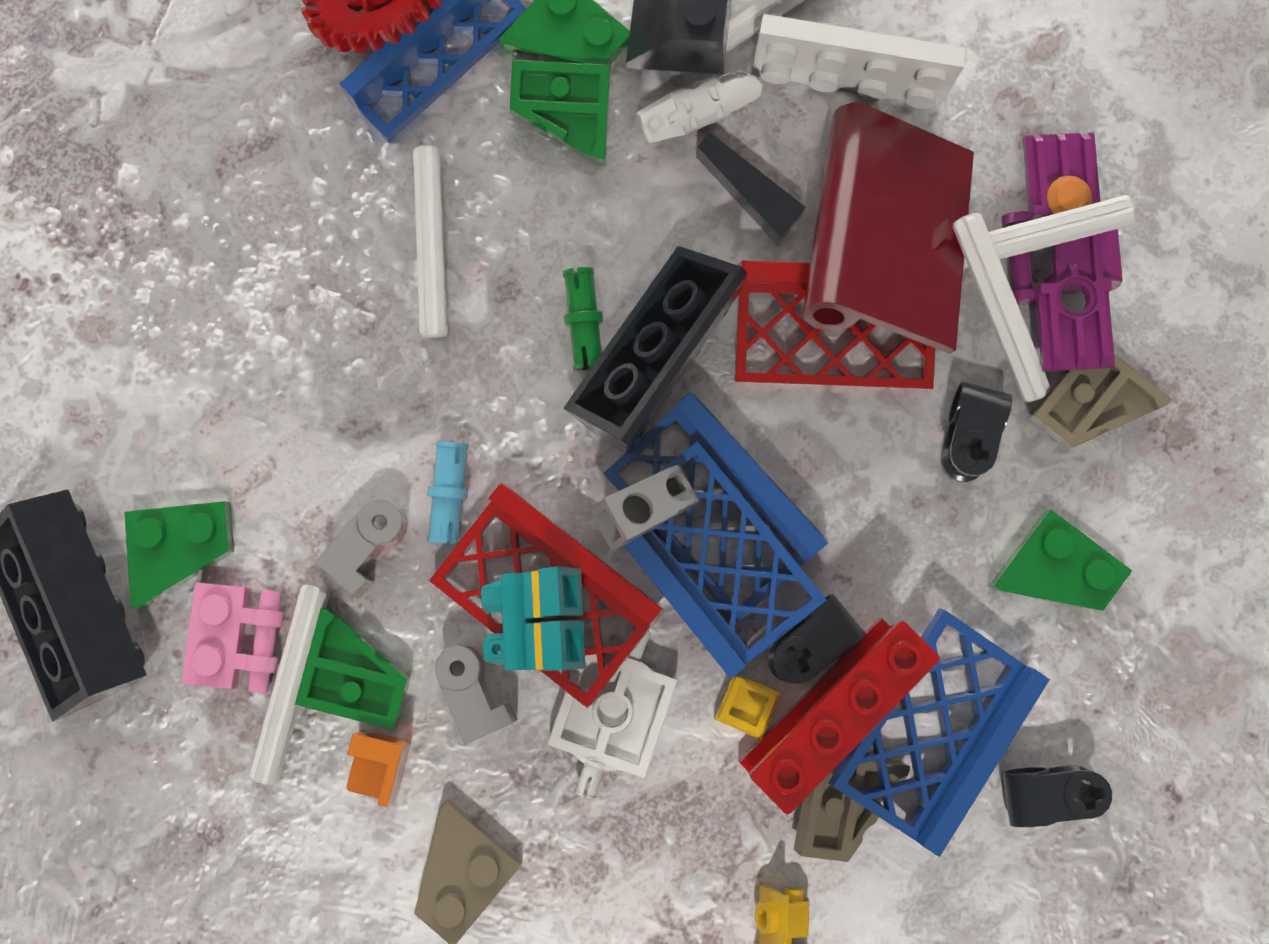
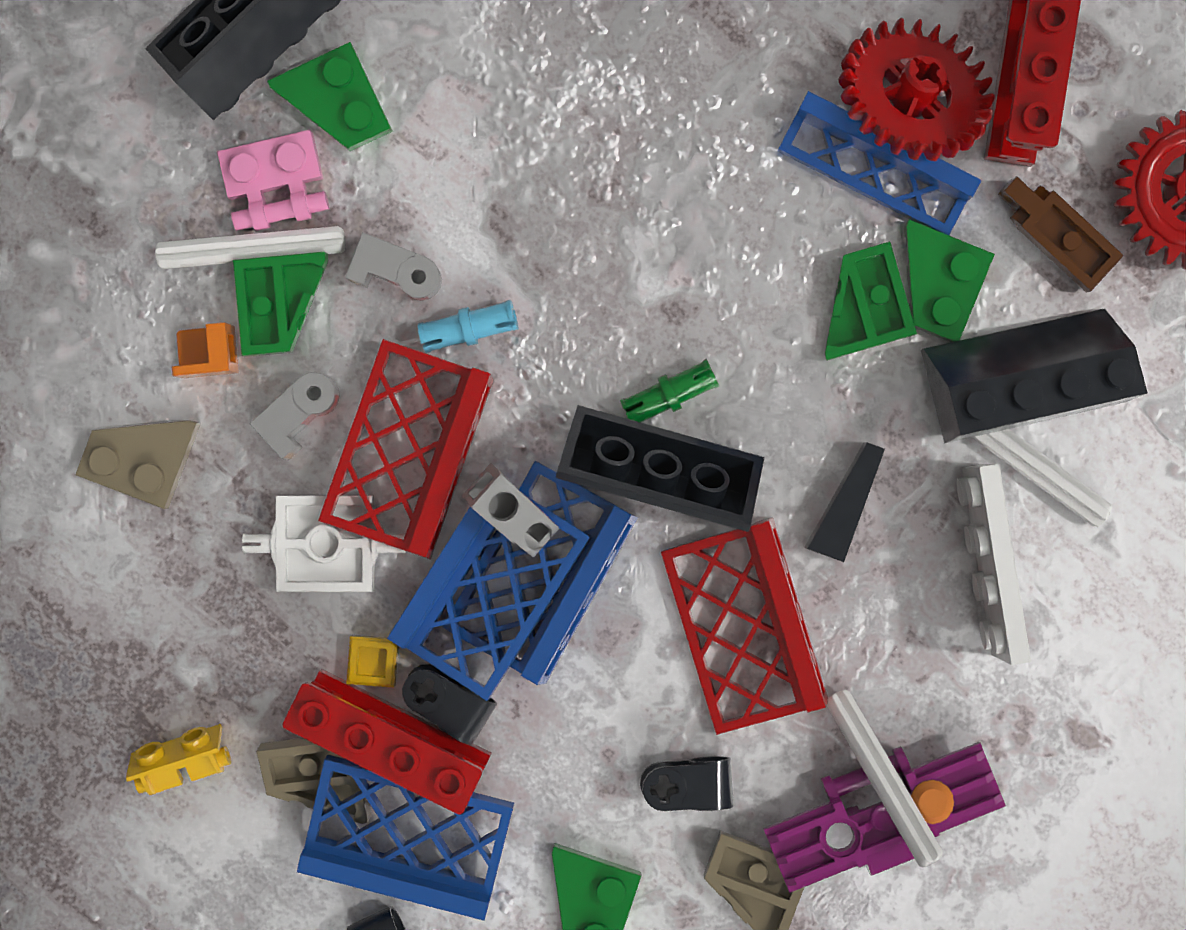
camera: 65 degrees right, 5 degrees up
(430, 242) = (694, 225): white axle -> none
(523, 603) = (357, 450): teal hips -> none
(698, 105) = (909, 430): white hinge -> none
(887, 229) = (846, 647): dark red door -> none
(1001, 307) = (809, 772): white axle -> none

